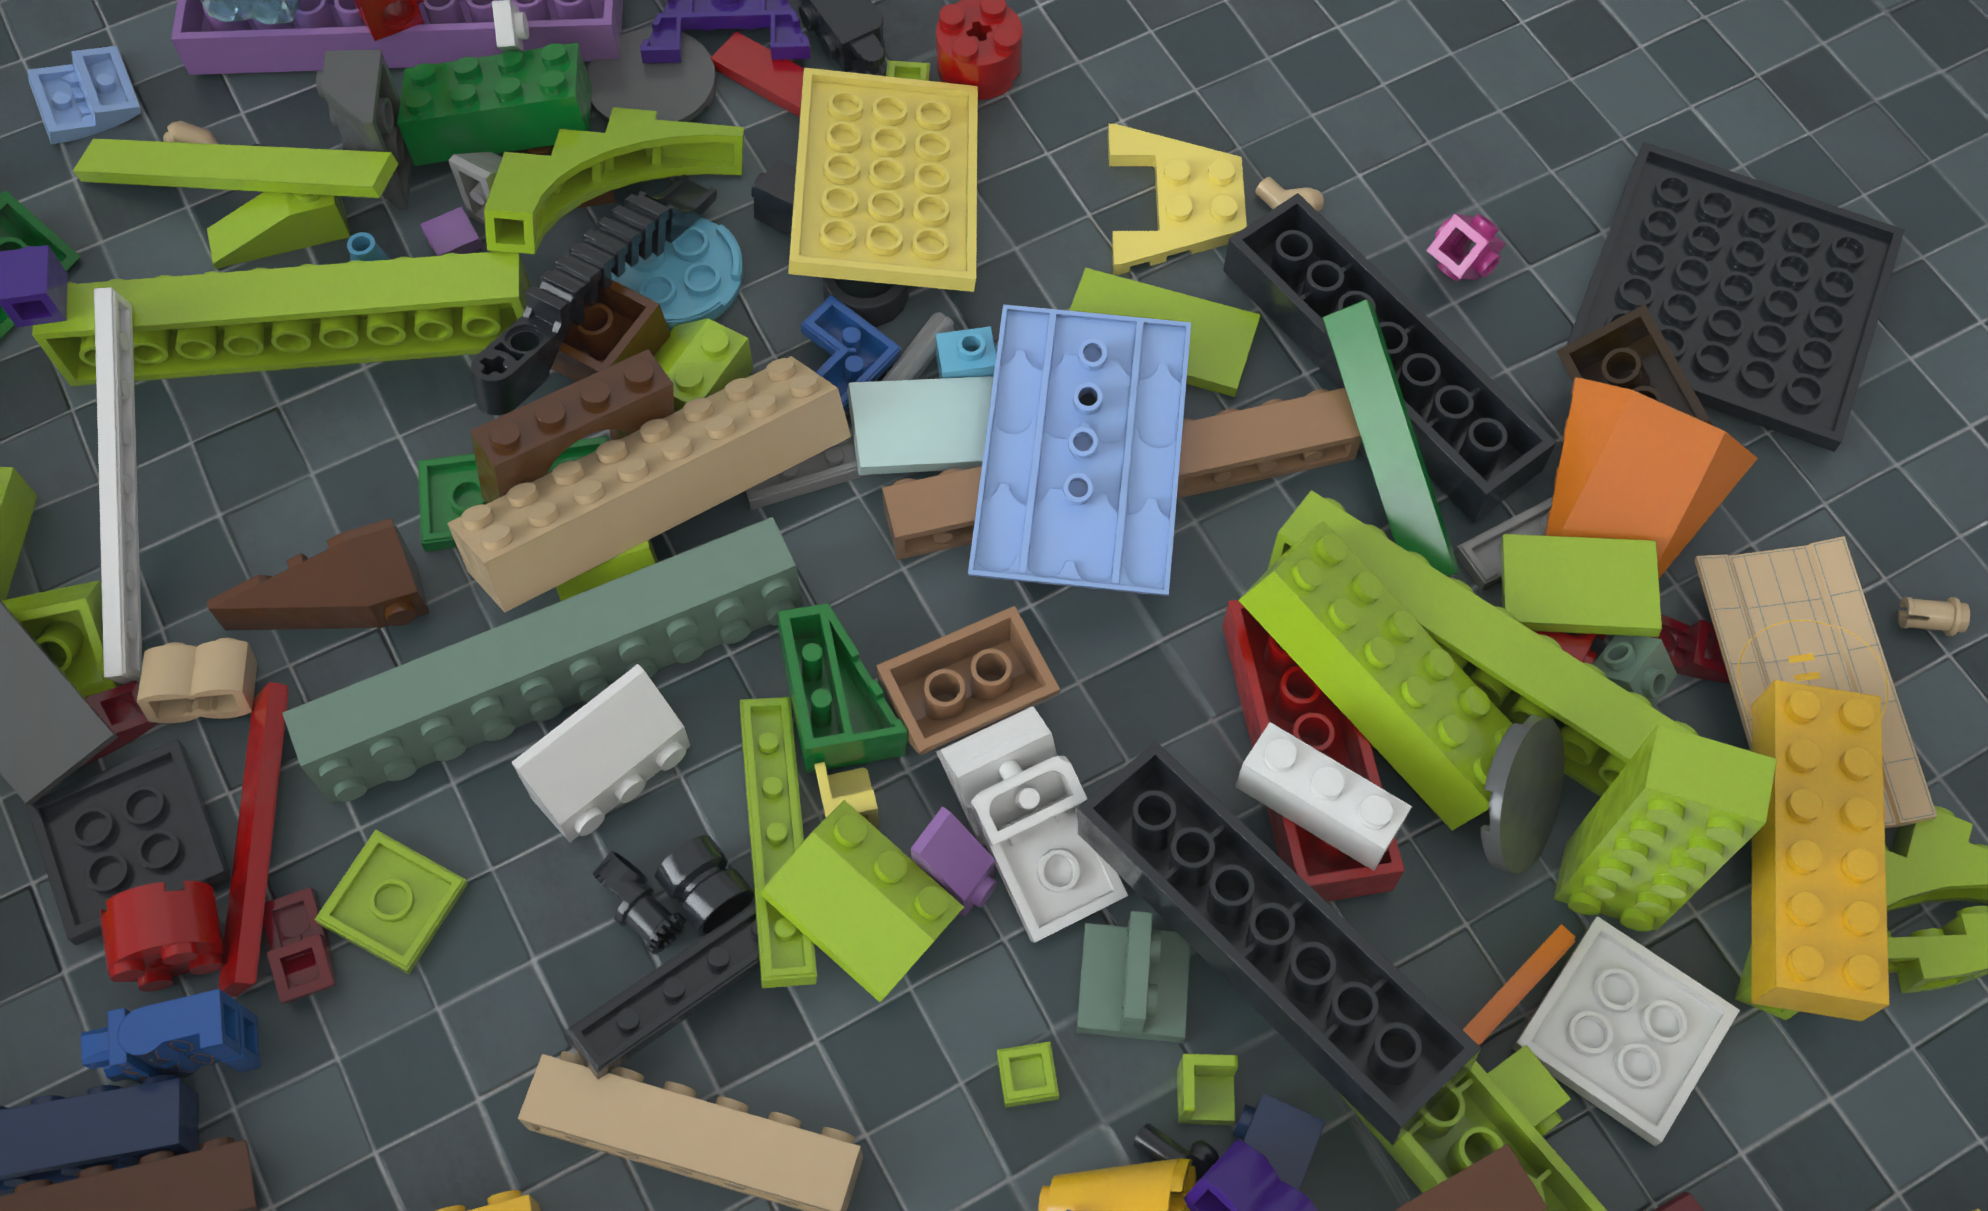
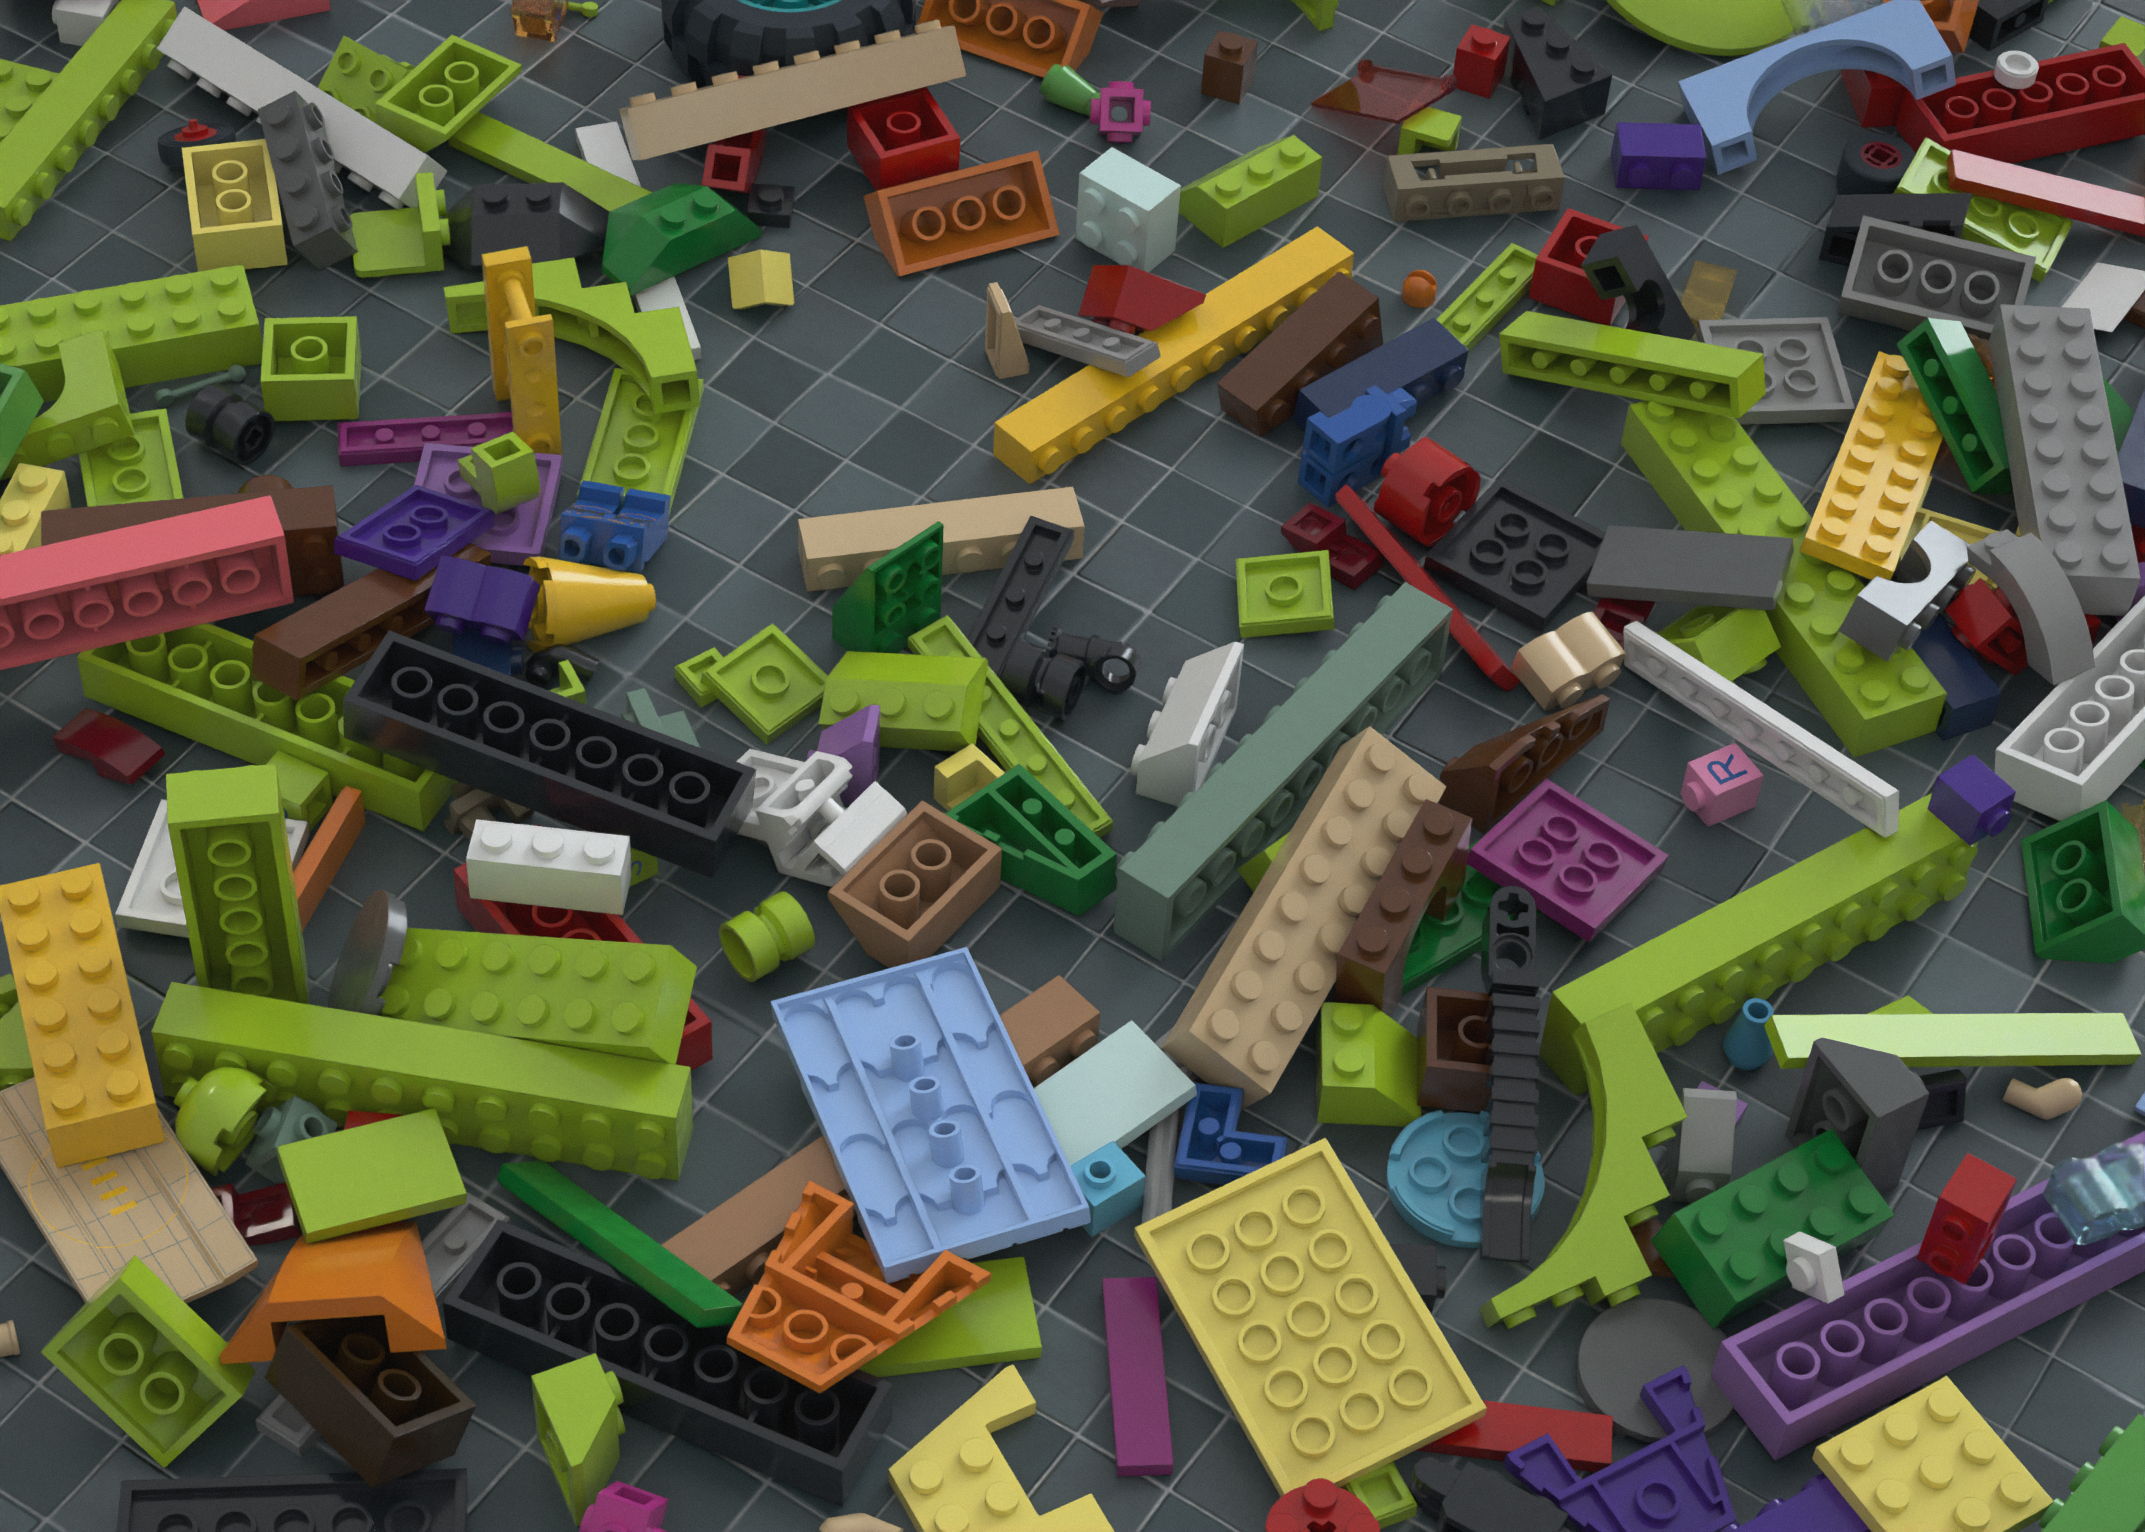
camera: 150 degrees right, 15 degrees down
(183, 495) = (1721, 784): none -> bright pink brick
(380, 468) = (1568, 859): none -> magenta plate
(802, 1037) = (892, 597): none -> green slope
(973, 1025) = (767, 683): none -> lime tile
(1024, 228) = (1136, 1377): none -> magenta tile
(1125, 707) = (771, 934): none -> lime wheel
(1243, 305) = (827, 1303): none -> orange wedge
(1483, 310) = (579, 1428): none -> lime slope
(1702, 696) = (220, 1115): none -> lime cylinder
(1810, 503) = (148, 1362): none -> lime slope

